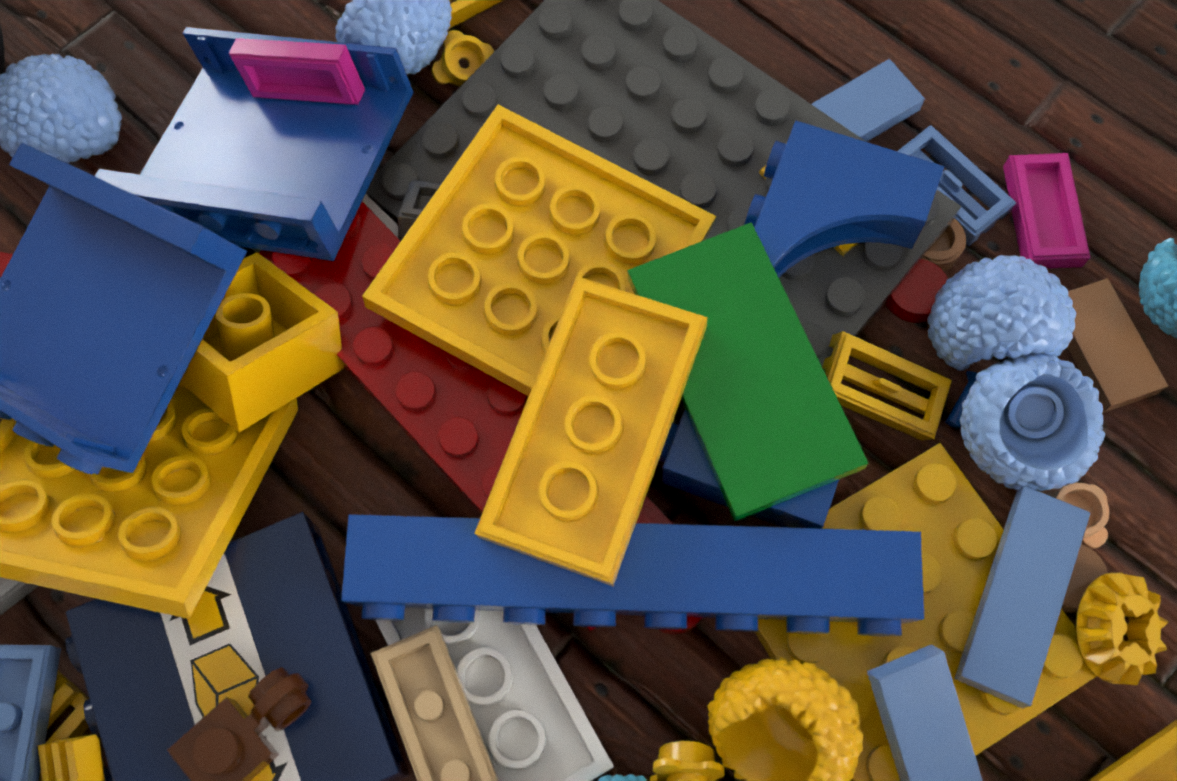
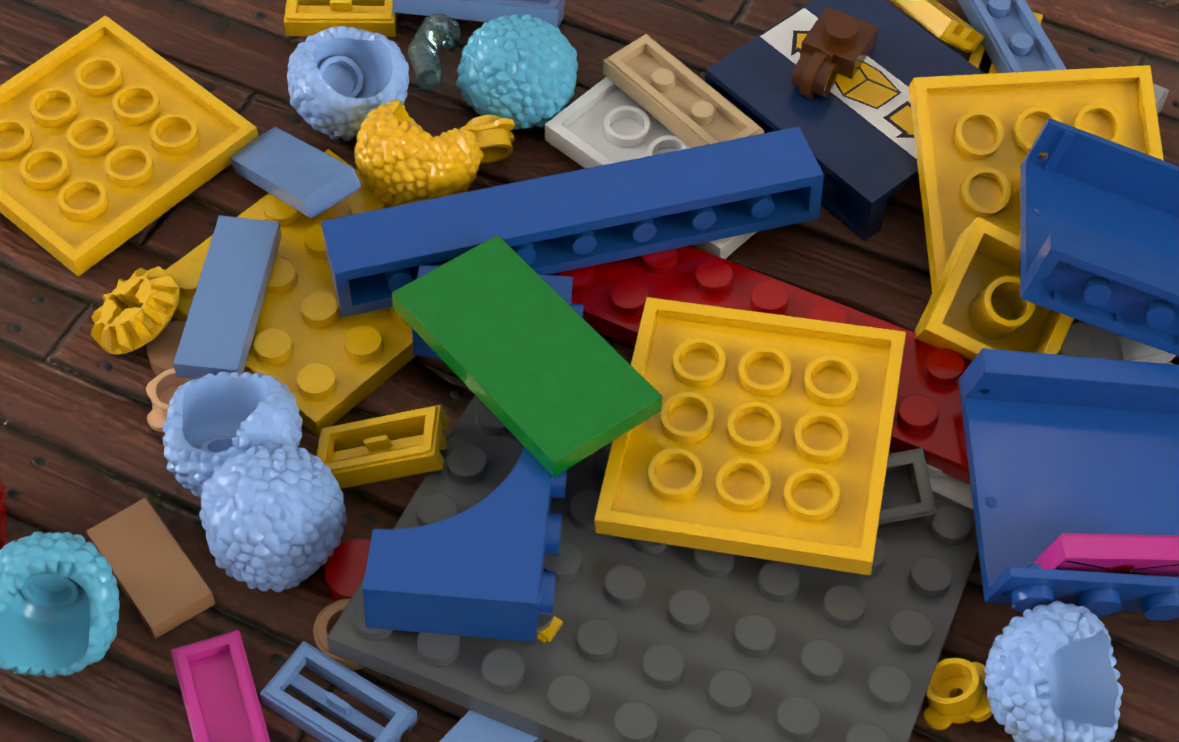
camera: 160 degrees right, 15 degrees down
(592, 430) = (643, 268): yellow tile -> none

